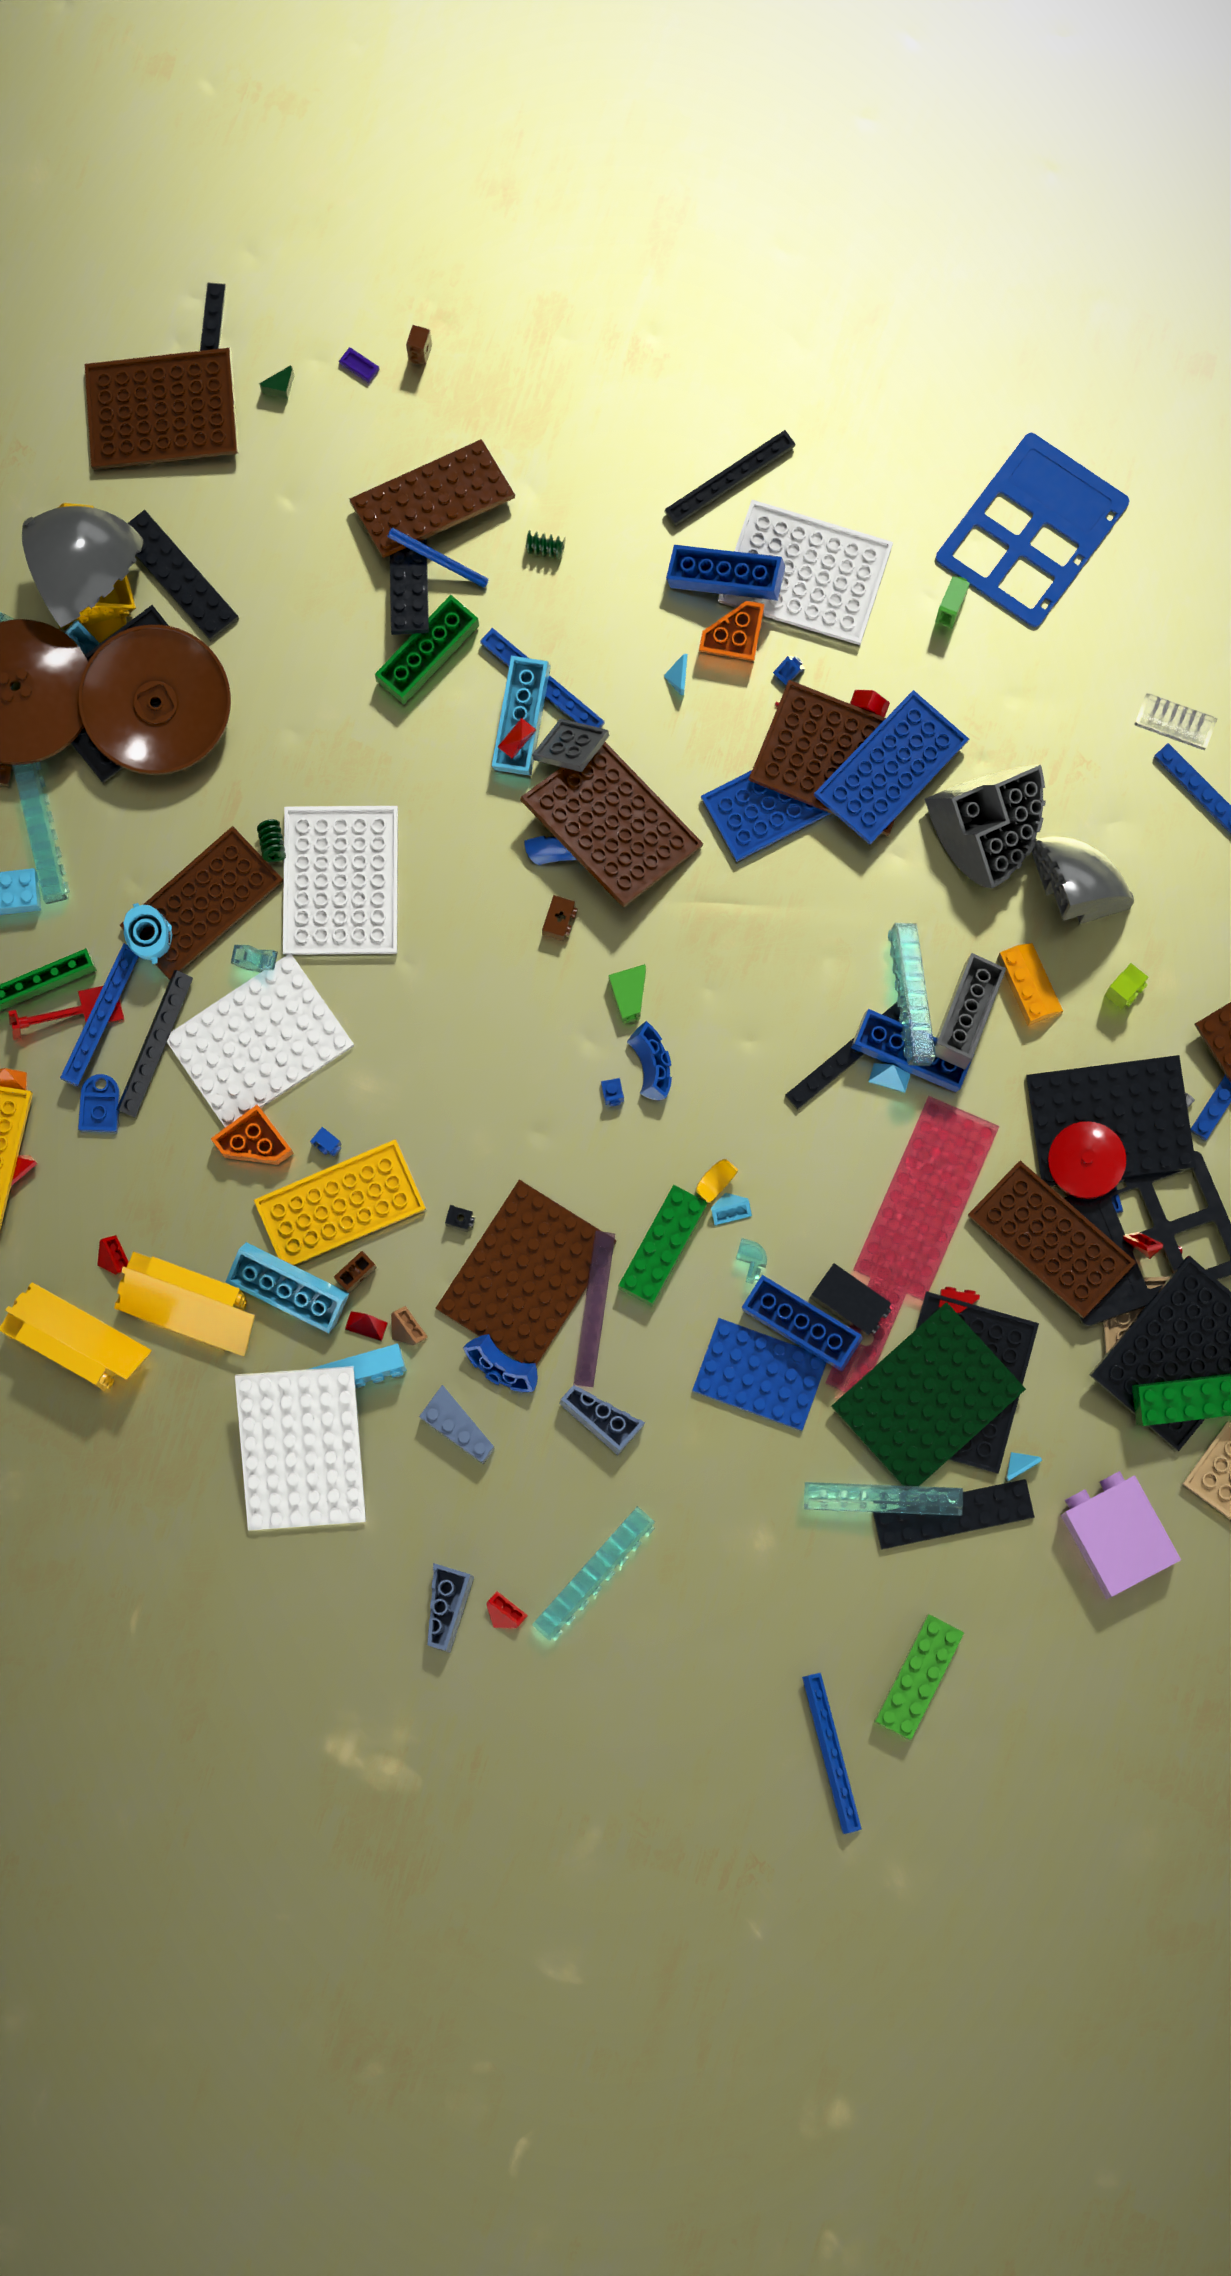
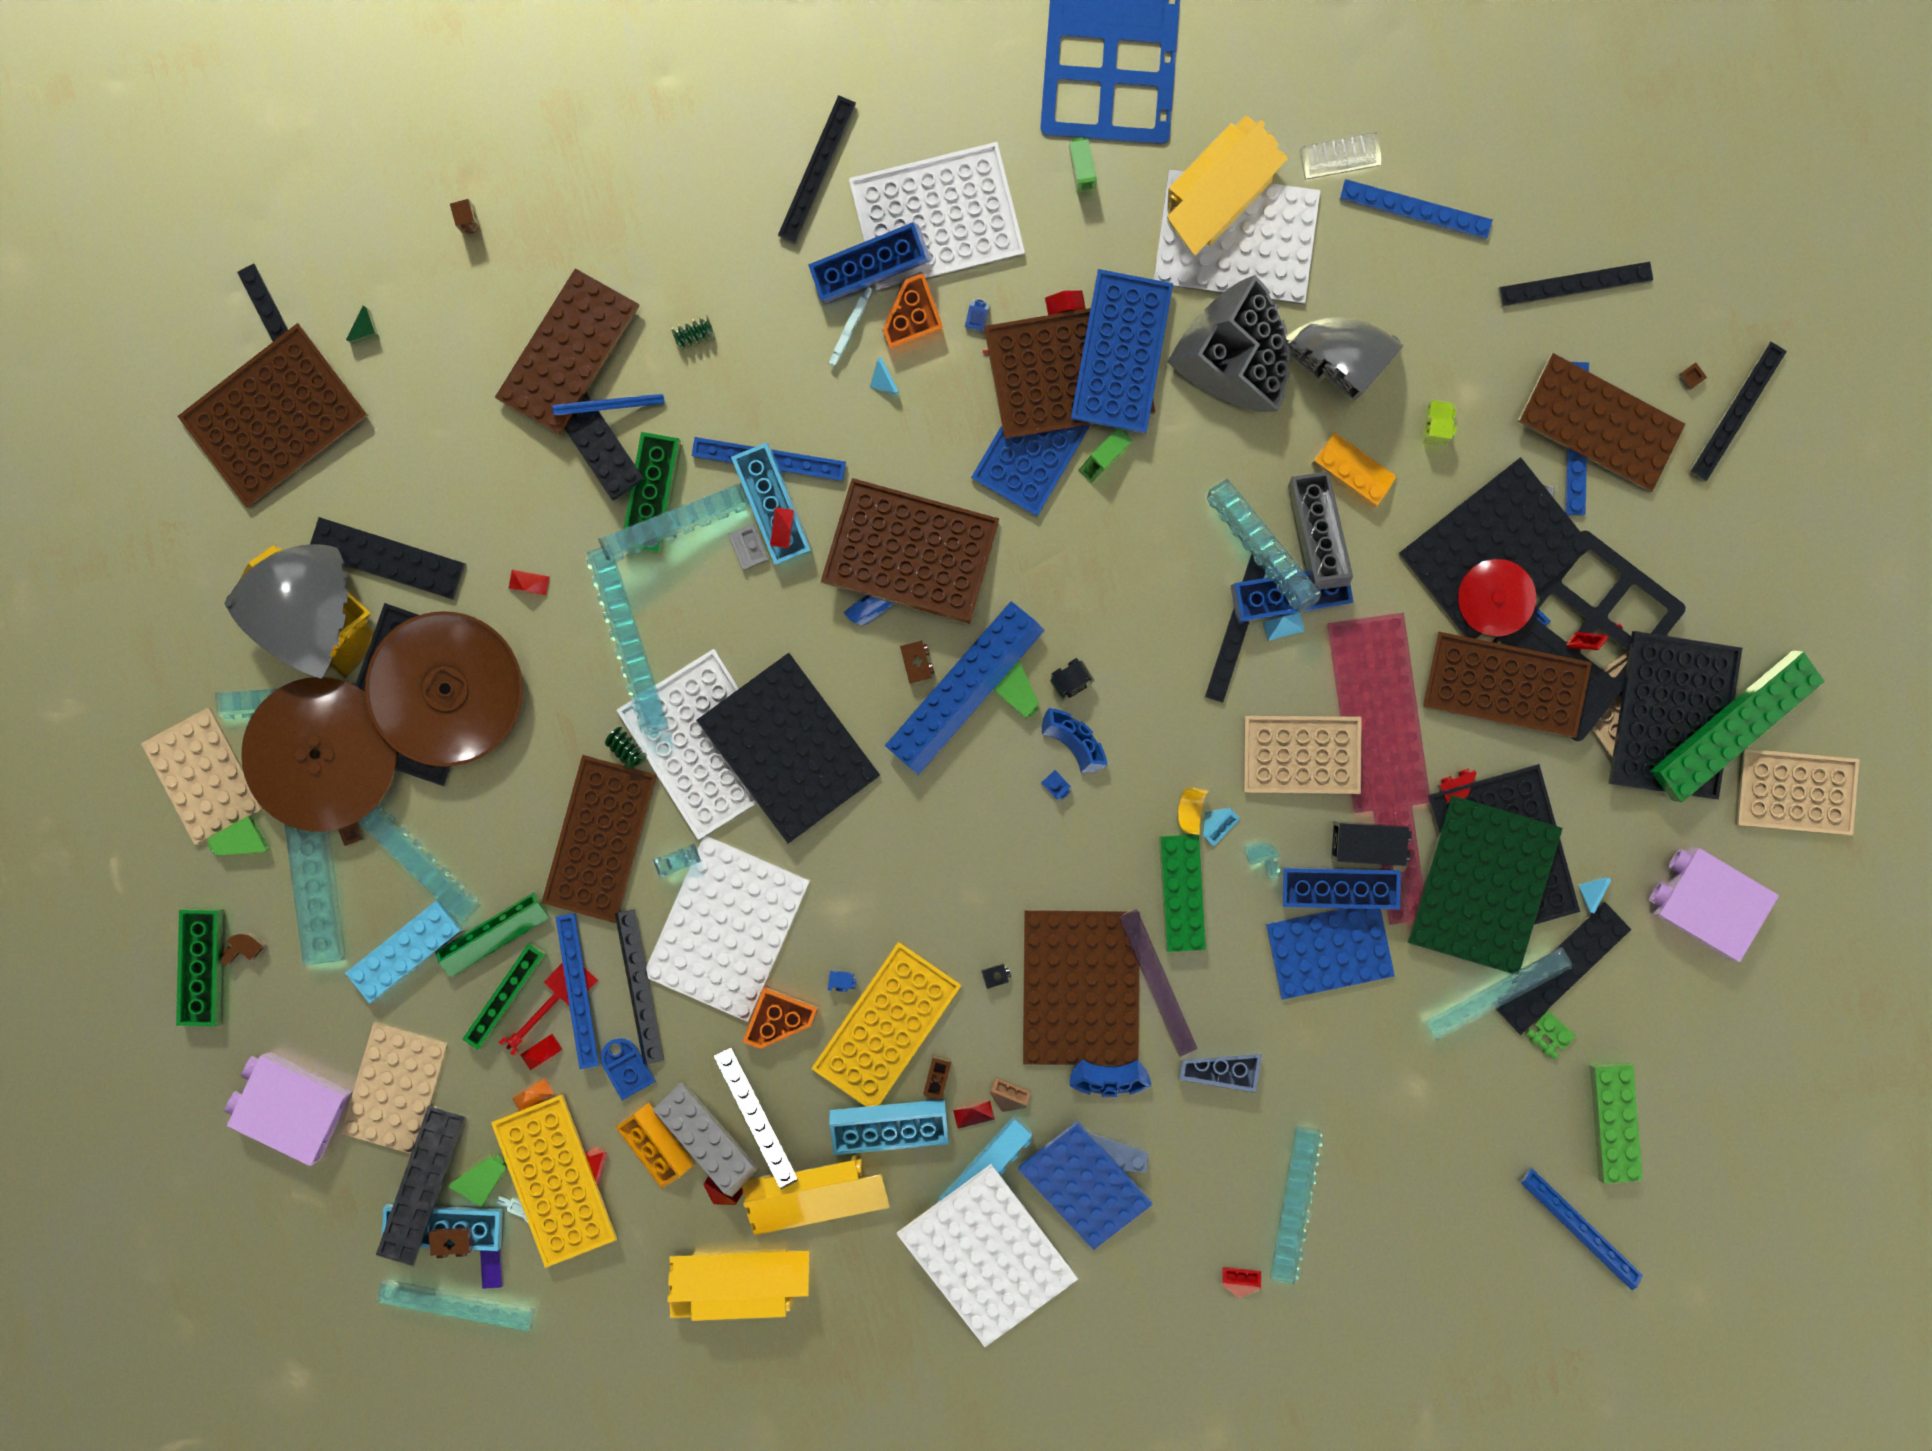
camera: 35 degrees left, 10 degrees up
(38, 1049) = (541, 1051): none -> red slope
(61, 926) = (491, 935): none -> green brick
(81, 637) = (343, 670): medium azure slope -> none
(81, 1183) = (655, 1145): none -> light orange slope
(126, 1200) = (706, 1139): none -> light grey brick
(140, 918) = (584, 887): medium azure piece -> none
(179, 1207) = (756, 1118): none -> plate
(280, 663) = (529, 582): none -> red slope
(330, 756) = (628, 642): none -> clear light blue brick
(359, 364) = (421, 265): dark purple tile -> none
(406, 923) = (788, 748): none -> black plate
(422, 1440) = (1085, 1185): none -> blue plate
(430, 680) = (674, 521): none -> clear light blue brick
(447, 1605) = (1189, 1302): sand blue wedge -> none
(479, 742) = (748, 546): none -> light grey plate
(570, 745) = (831, 503): dark grey plate -> none
(586, 961) = (964, 687): none -> blue brick
(680, 1009) = (1071, 679): none -> black brick
(684, 613) = (848, 330): none -> light aqua piece
(825, 844) = (1105, 454): none -> bright green slope
(838, 1192) = (1302, 754): none -> tan plate
(914, 1565) = (1555, 1030): none -> bright green plate
(1044, 720) = (1266, 241): none -> white plate
(1060, 679) = (1223, 183): none -> yellow panel

